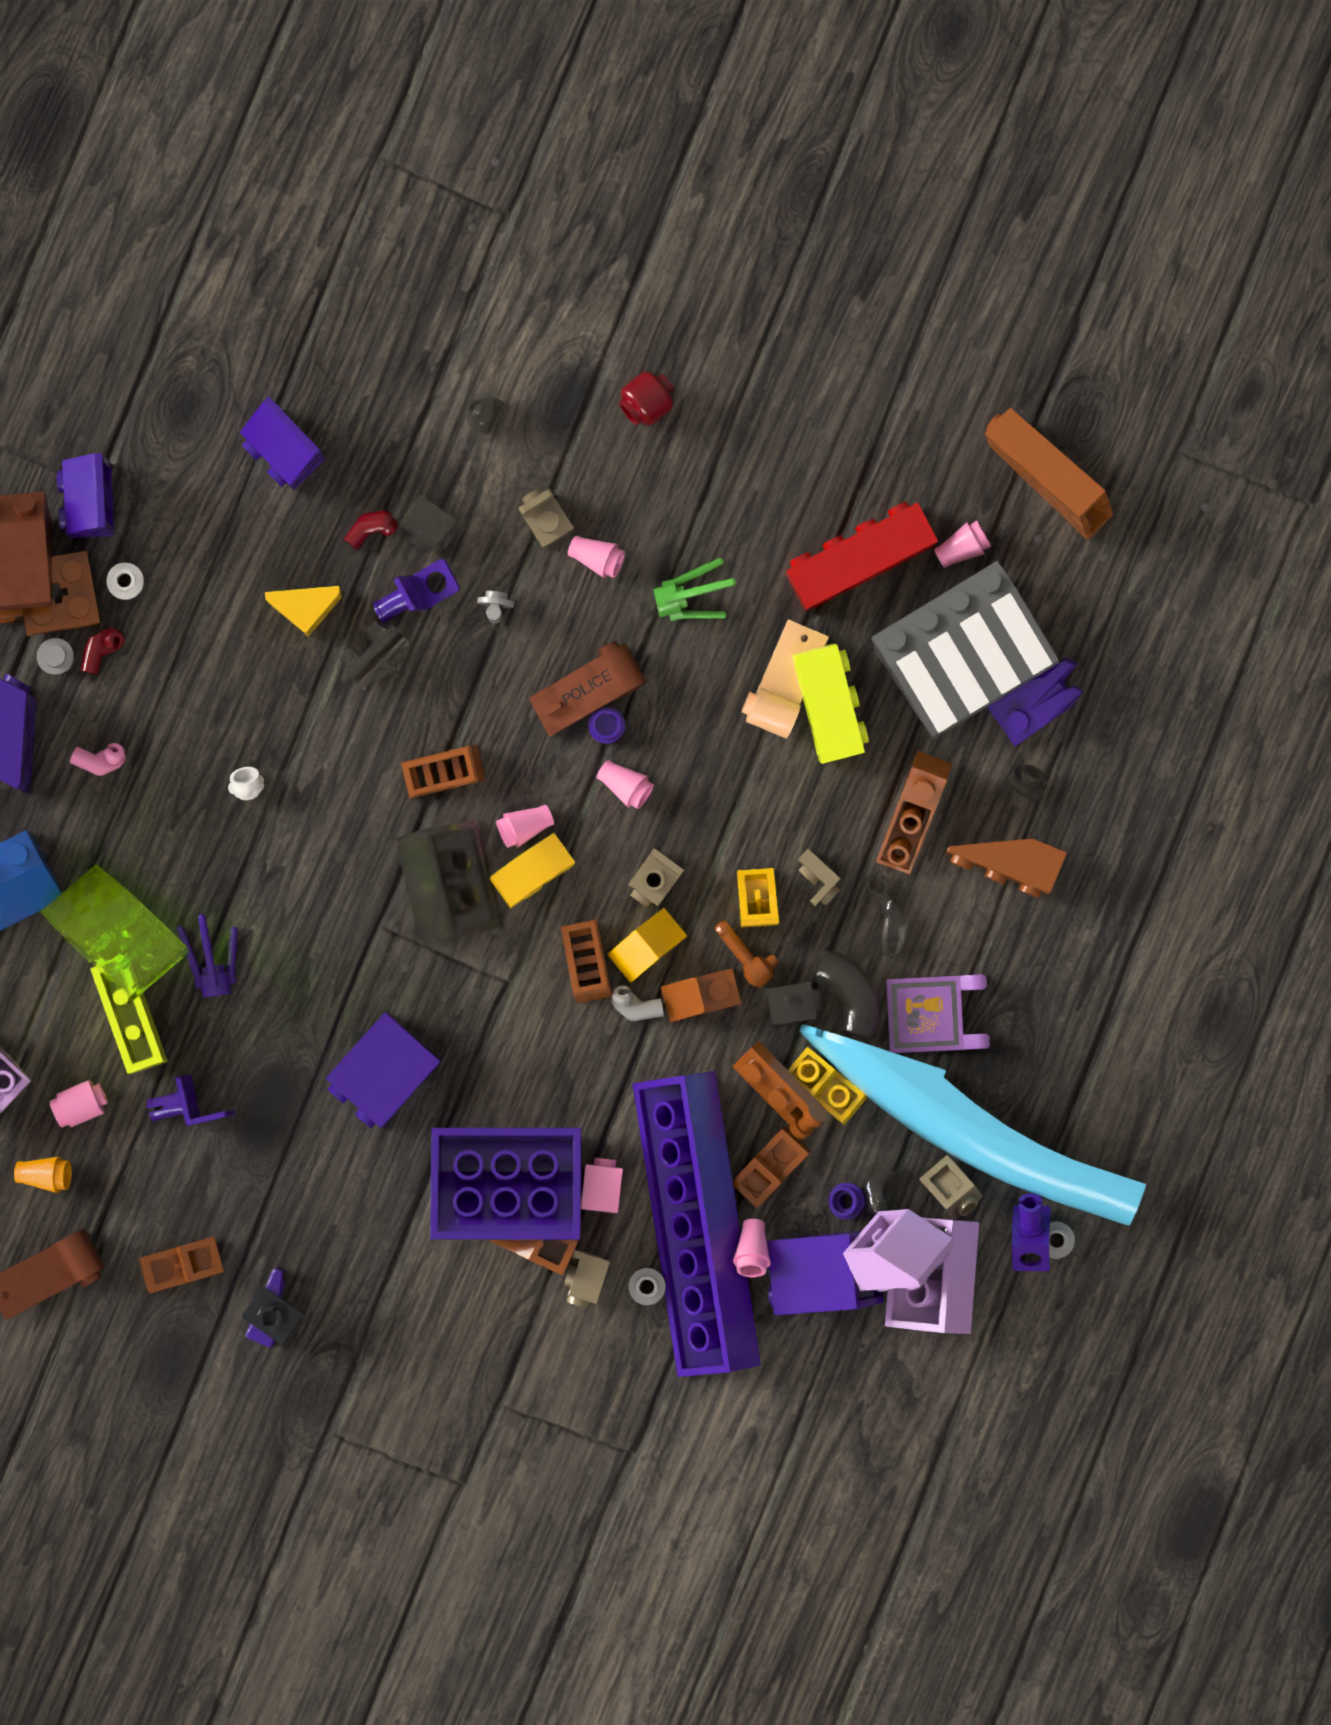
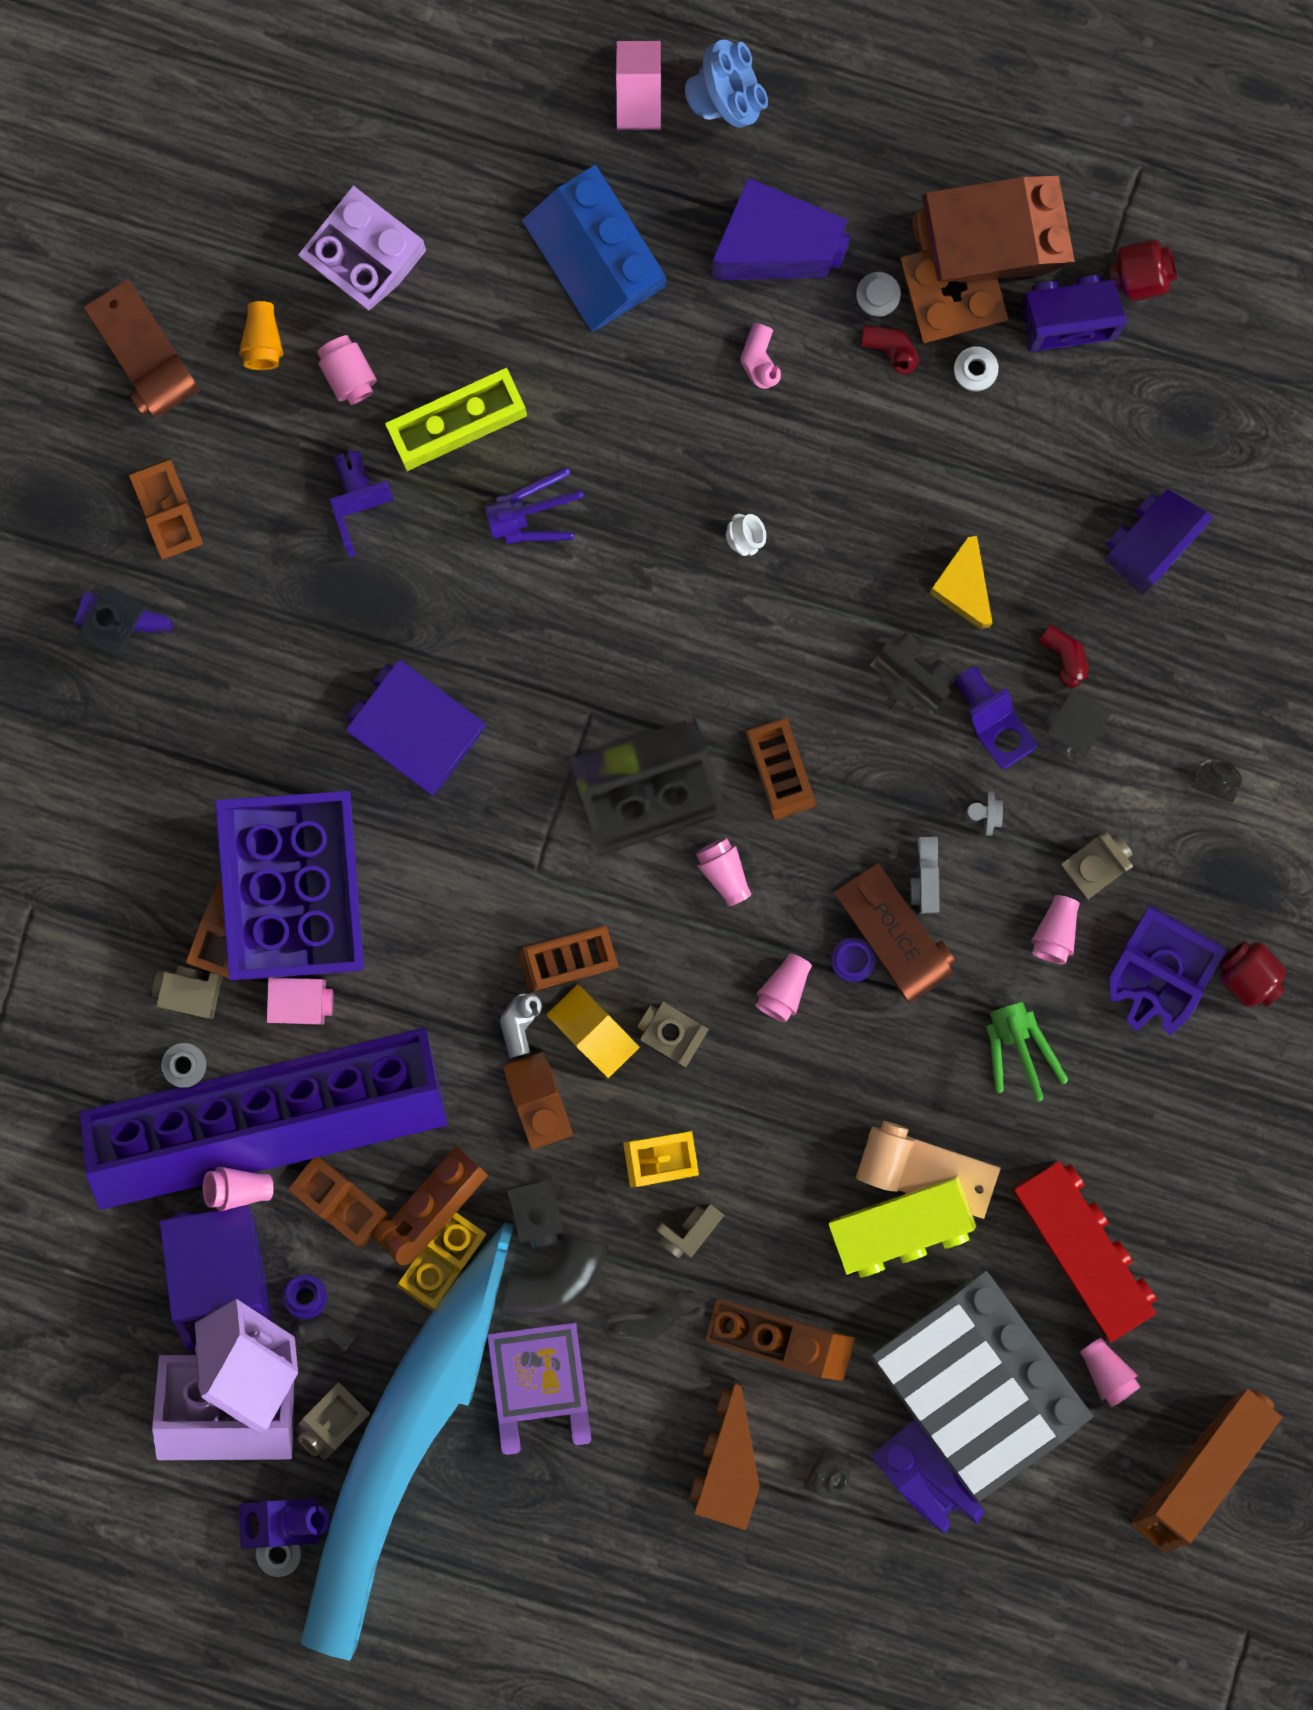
camera: 85 degrees right, 0 degrees up
(55, 435) = (1143, 270): none -> dark red head
(115, 932) = (552, 393): clear neon green slope -> none
(532, 870) = (670, 885): yellow slope -> none
(554, 660) = (925, 888): none -> light grey plate
(637, 470) = (1164, 970): none -> dark purple plate
(756, 969) = (574, 1165): dark orange piece -> none

